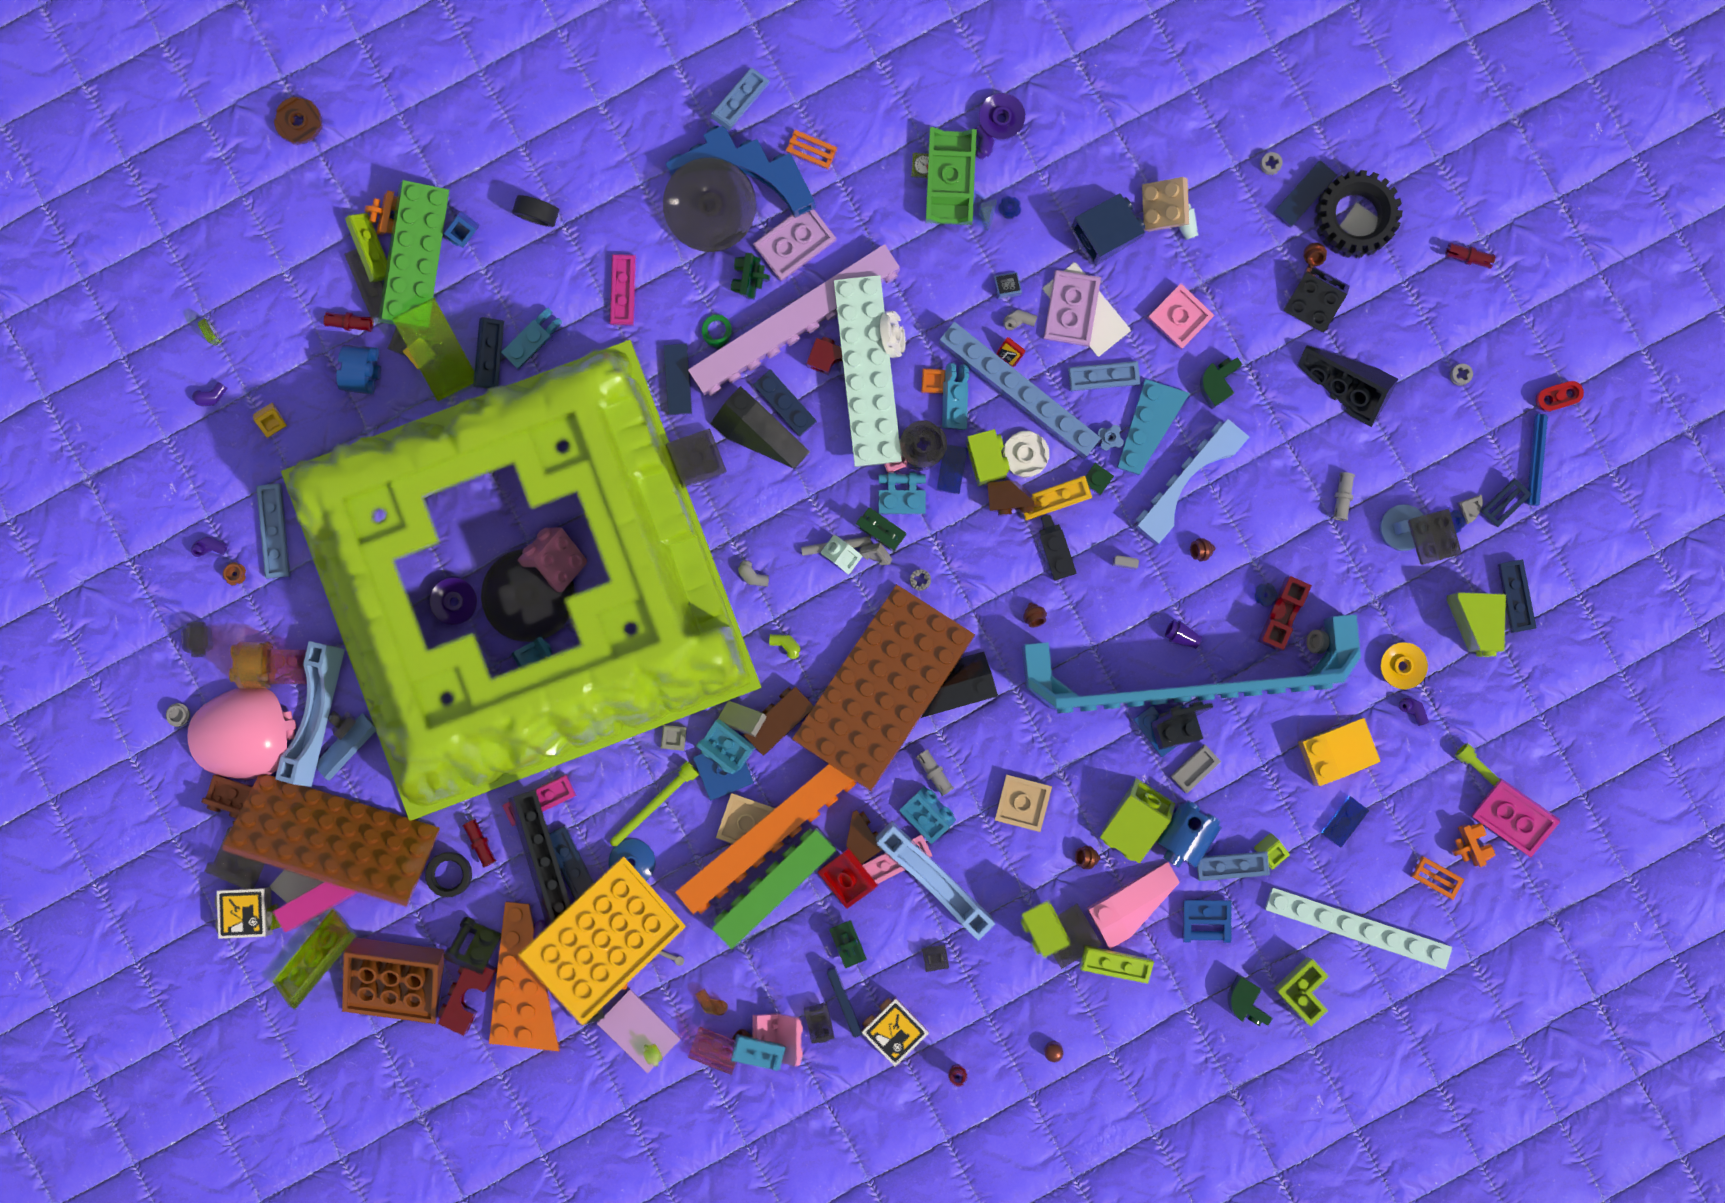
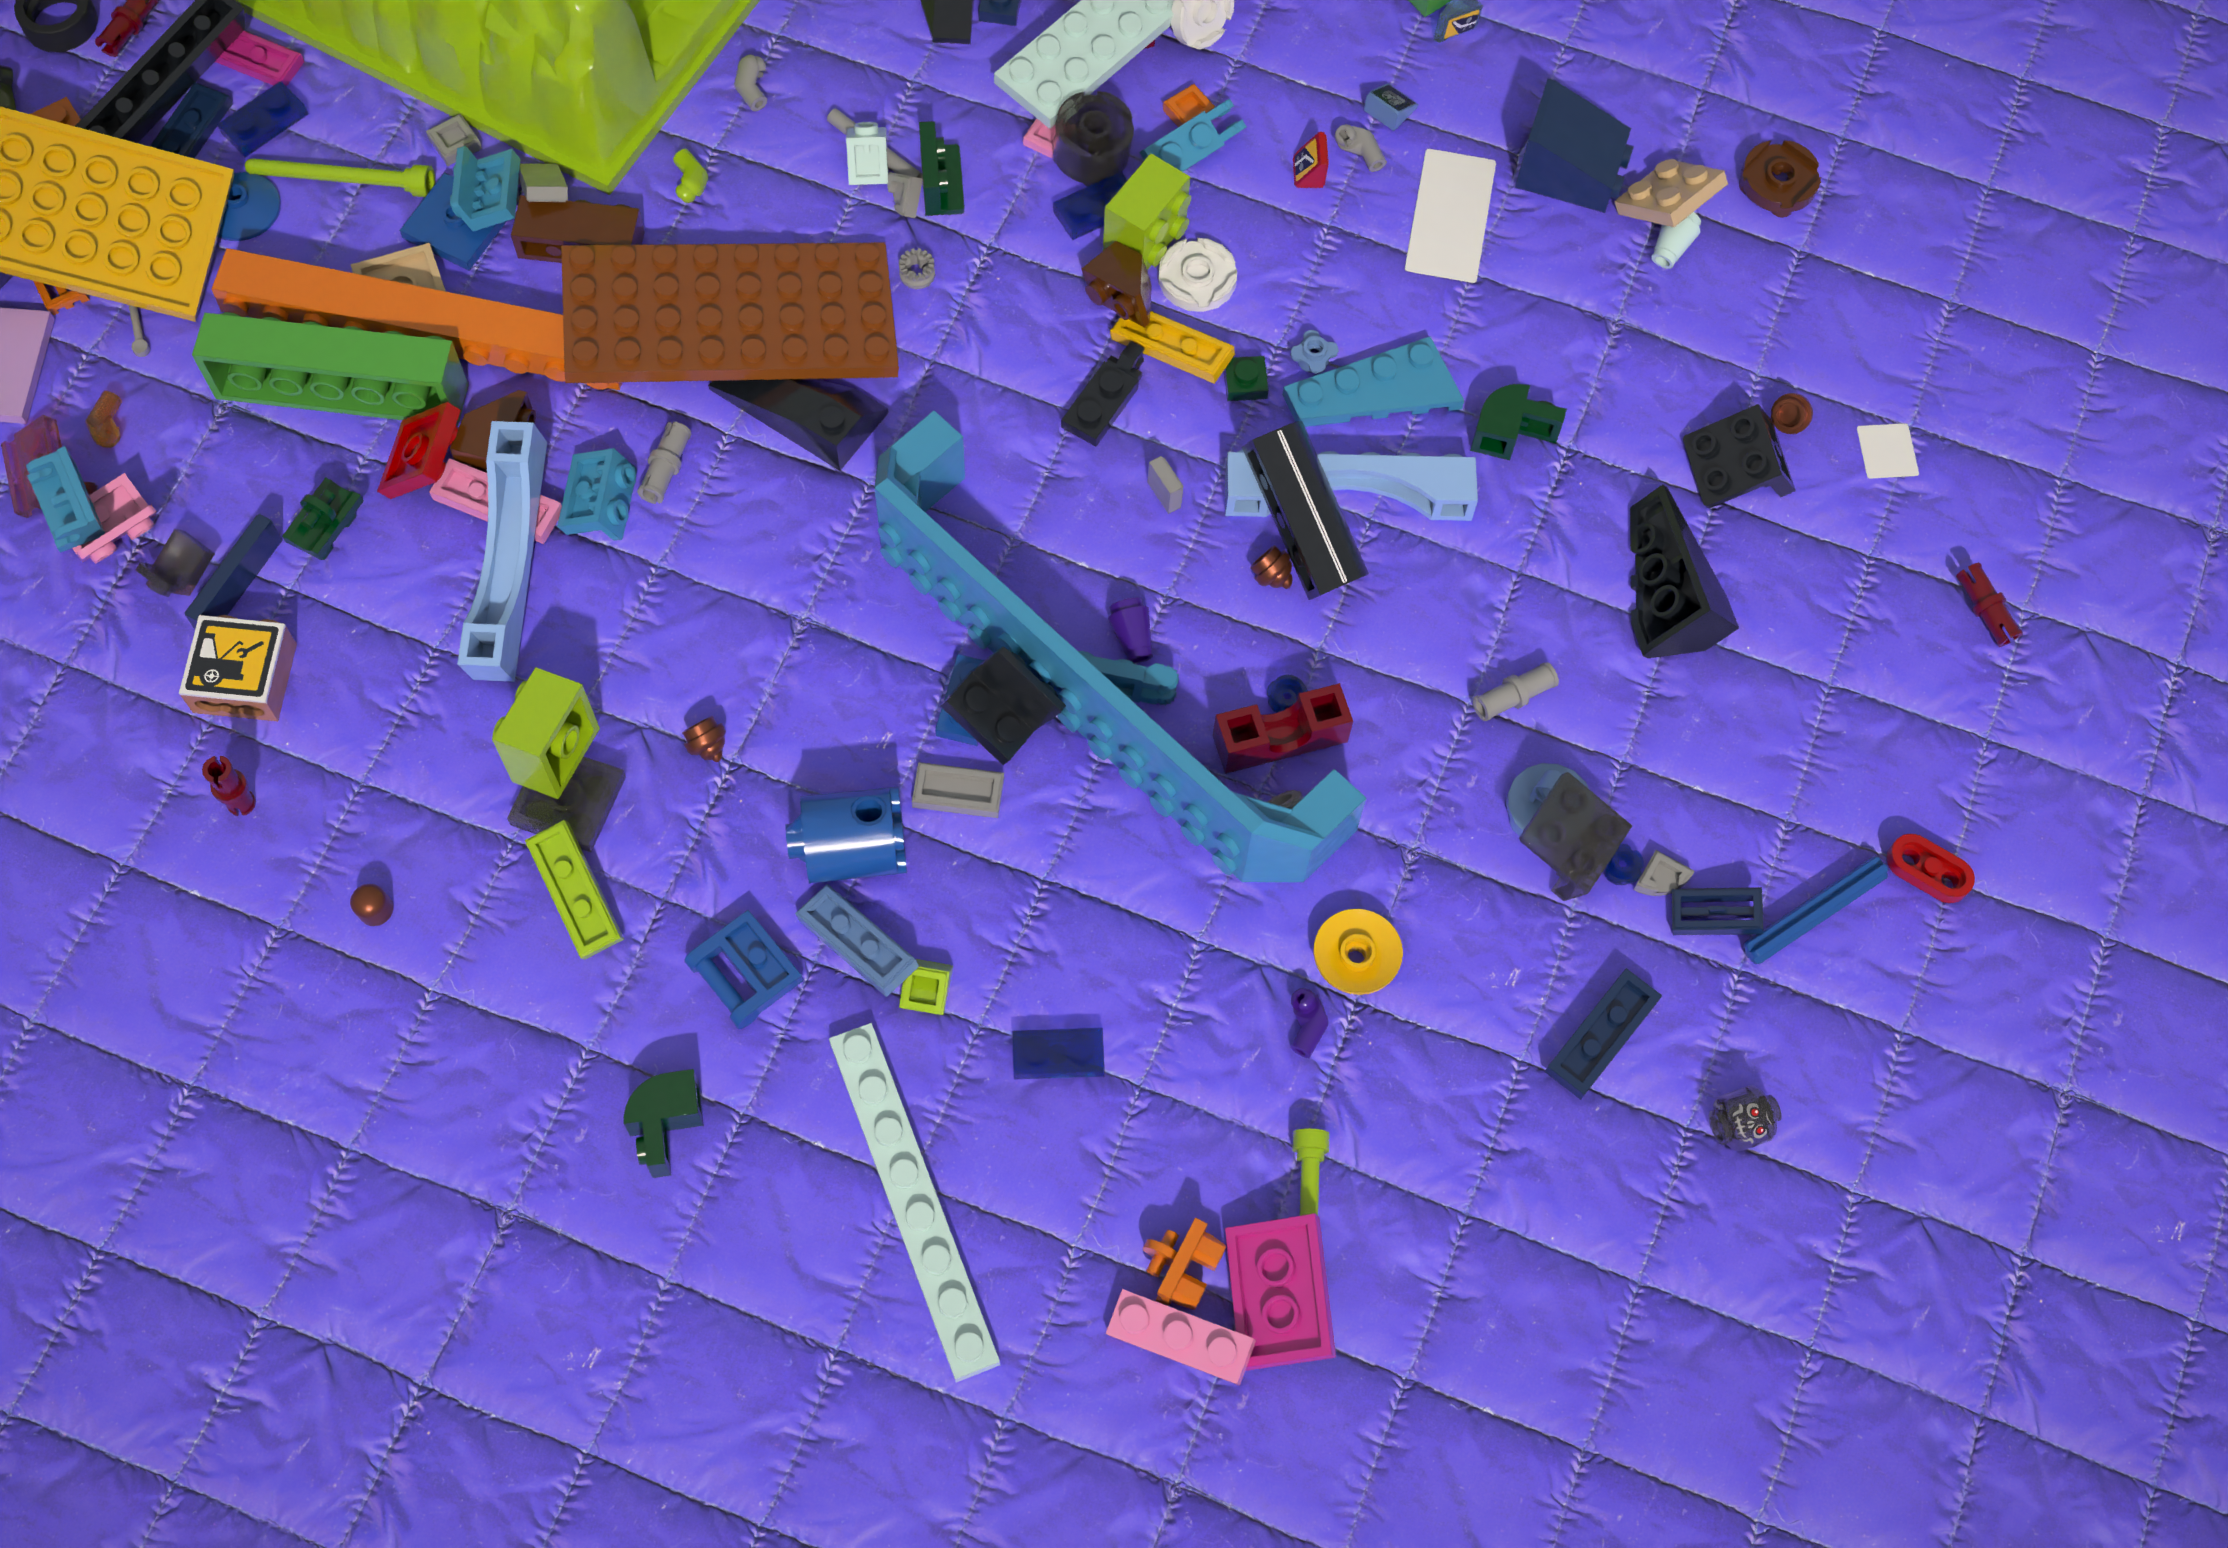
camera: 45 degrees right, 20 degrees down
(589, 818) = (263, 119): none -> clear blue plate
(902, 501) = (1002, 180): dark azure plate -> none
(935, 958) = (393, 651): clear smoke tile -> none
(1009, 213) = (1487, 40): clear blue plate -> none
(1019, 390) = (1271, 204): medium blue brick -> none
(1023, 803) = (714, 600): tan plate -> none
(1035, 615) = (991, 430): copper plate -> none
(1072, 308) = (1435, 194): lavender tile -> none
(1104, 376) = (1386, 291): medium blue tile -> none
(1129, 907) = (667, 843): bright pink wedge -> none
(1138, 821) = (811, 752): lime slope -> none
(1180, 316) = (1550, 319): bright pink plate -> none
(1195, 516) = (1305, 509): none -> black brick
(1201, 130) = (1778, 195): none -> reddish brown plate
(1201, 659) = (1137, 682): none -> dark azure hinge
(1267, 169) = (1853, 292): light grey bush -> none
(1298, 987) = (737, 1171): lime brick -> none
(1305, 194) = (1853, 351): dark blue tile -> none
(1339, 752) = (1152, 960): yellow slope -> none
(1377, 194) = (1913, 384): black tyre -> none
(1419, 868) = (1095, 1295): orange tile -> none
(1469, 375) = (1815, 720): light grey bush -> none
(1480, 621) = (1524, 996): lime slope -> none
(1501, 870) = (1181, 1337): none -> bright pink plate
(1597, 573) = (1744, 1118): none -> clear smoke head

